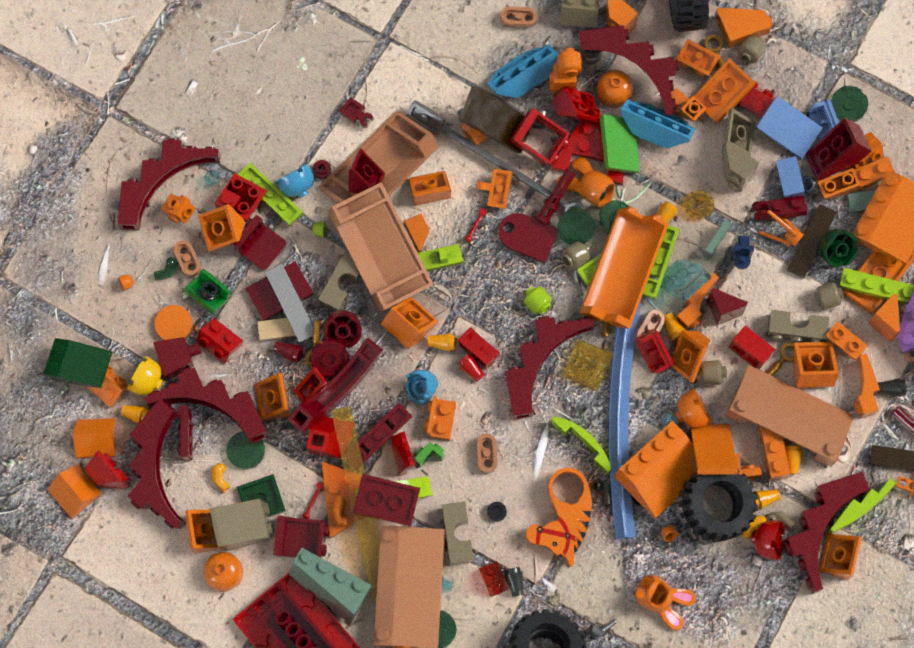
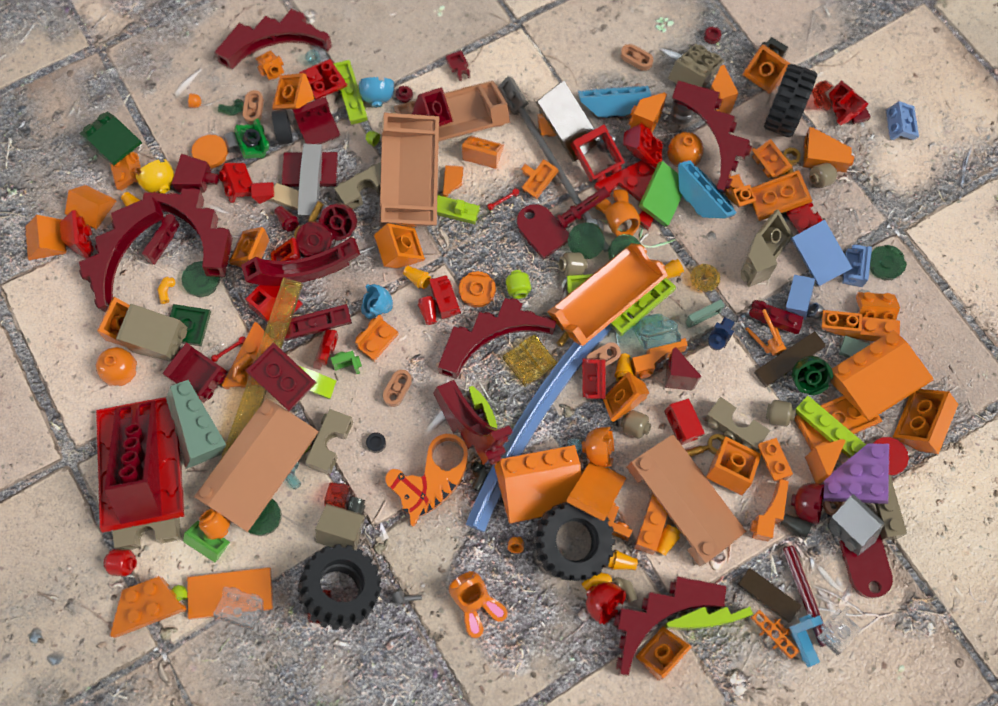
camera: 25 degrees right, 5 degrees down
(189, 304) = (232, 142): none -> flat silver hinge
(231, 265) = (282, 127): none -> black tyre
(251, 337) = (262, 191): none -> red slope
(502, 324) = (477, 289): none -> orange tile
(513, 601) = (339, 527): none -> dark tan slope
(557, 448) = (474, 431): none -> dark red arch
(569, 62) = (655, 101): orange head -> none
(838, 149) = (857, 291): dark red slope -> none
(892, 362) = (809, 502): none -> dark red cylinder

